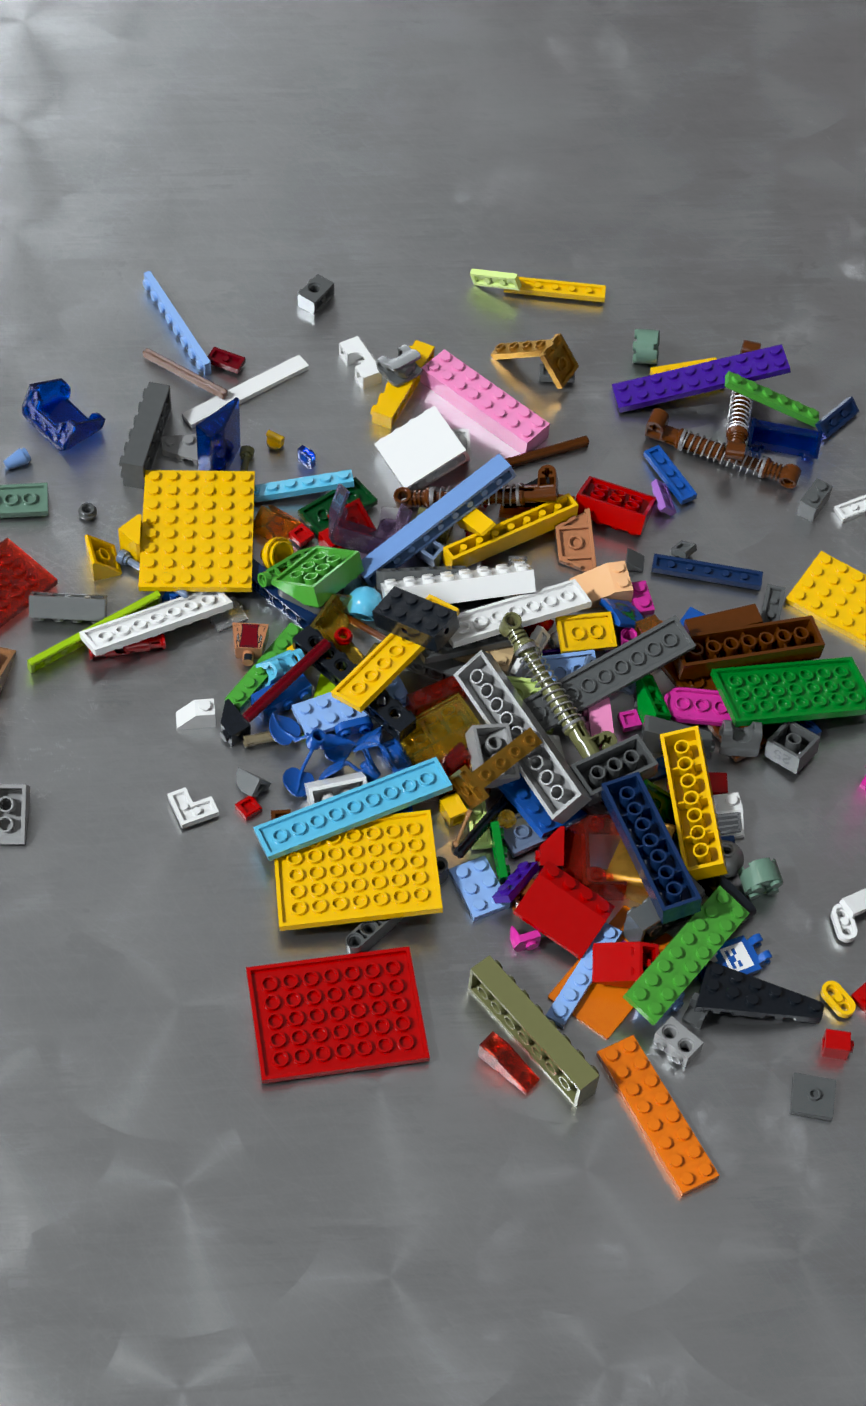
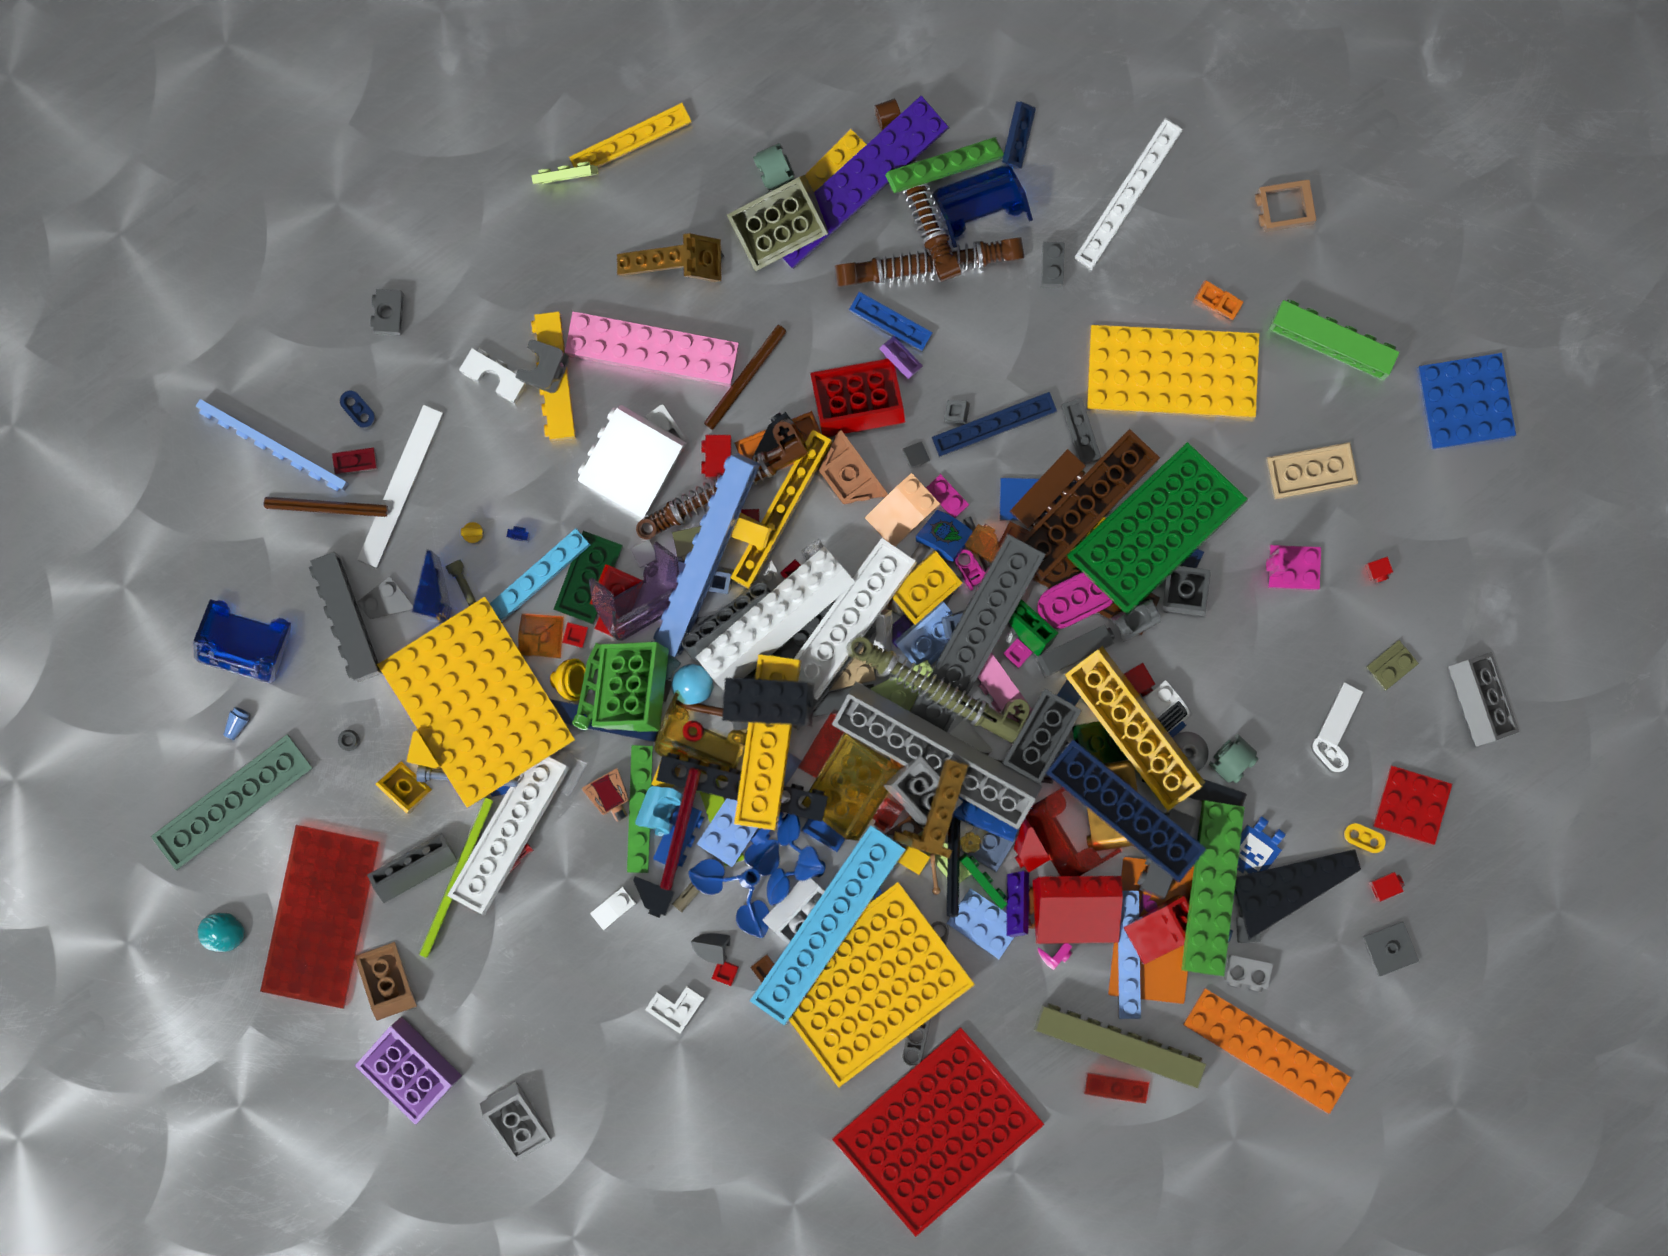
camera: 25 degrees left, 30 degrees up
(251, 334) = (358, 409): none -> dark blue plate
(628, 369) = (779, 222): none -> olive slope

